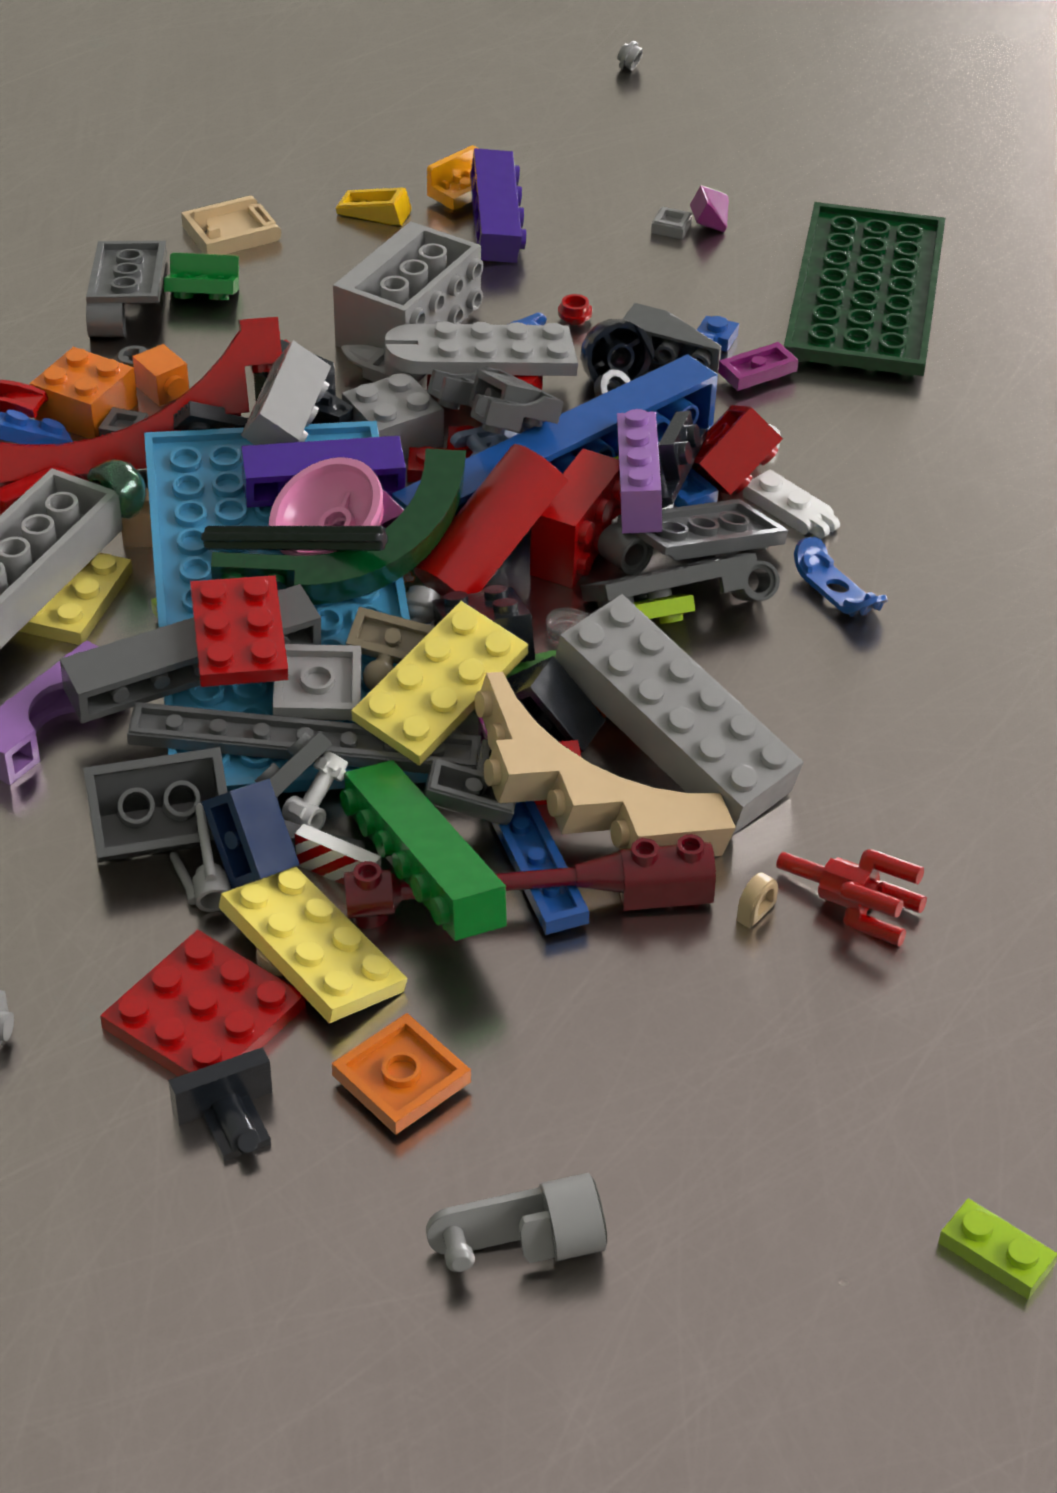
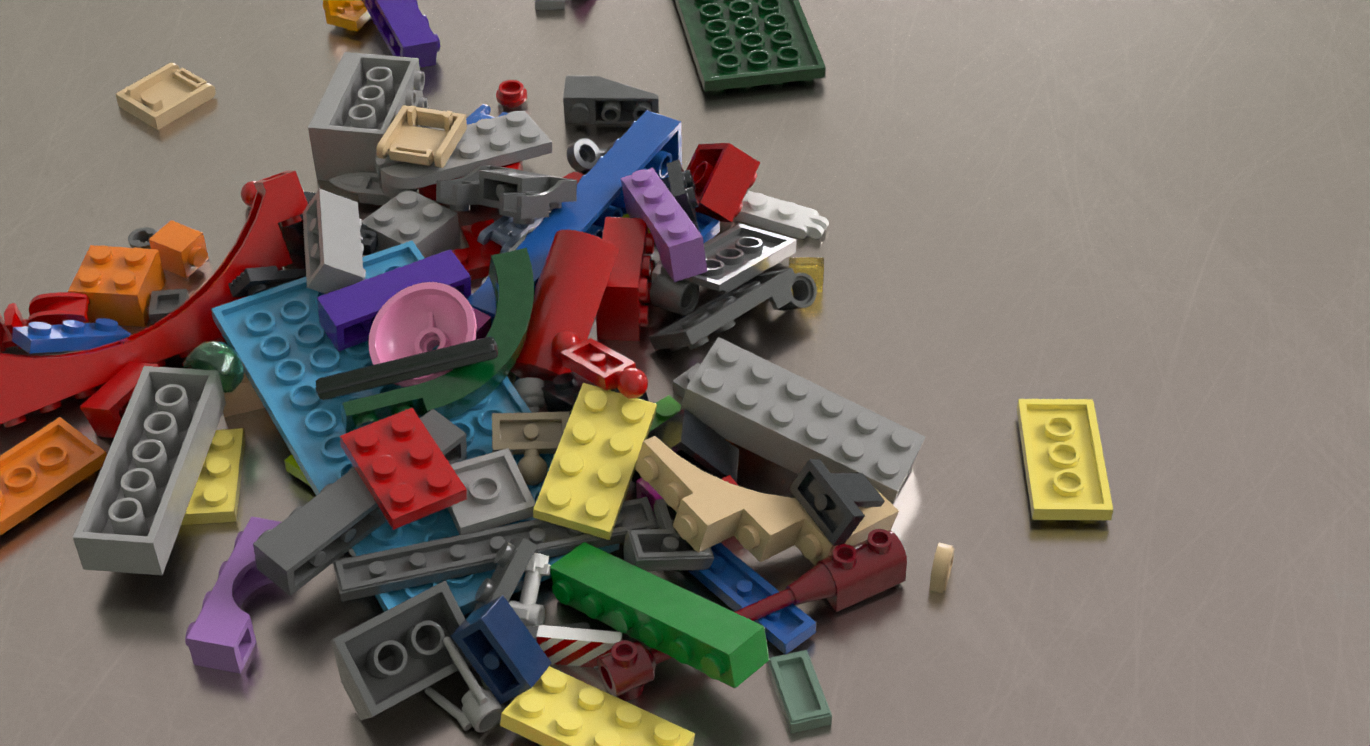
camera: 20 degrees left, 0 degrees up
(119, 276) = (95, 167): dark grey hinge -> none
(202, 273) = (167, 146): green bracket -> none
(378, 205) = (287, 43): yellow slope -> none
(432, 329) = (420, 145): none -> tan container
(488, 588) = (599, 364): none -> red plate
(538, 974) = (799, 691): none -> sand green tile
(561, 620) = (659, 375): clear tile -> none
(616, 346) = (571, 119): black cylinder -> none
(657, 786) = (834, 499): none -> black piece
(667, 608) = (736, 335): lime plate -> none
(719, 330) = (641, 79): blue plate -> none
(758, 366) = (692, 102): magenta plate -> none
(788, 565) = (810, 265): none -> clear yellow tile
(819, 570) = (837, 269): blue piece -> none
(860, 888) = (1016, 530): red plant -> none
(958, 832) = (1064, 460): none -> light yellow plate

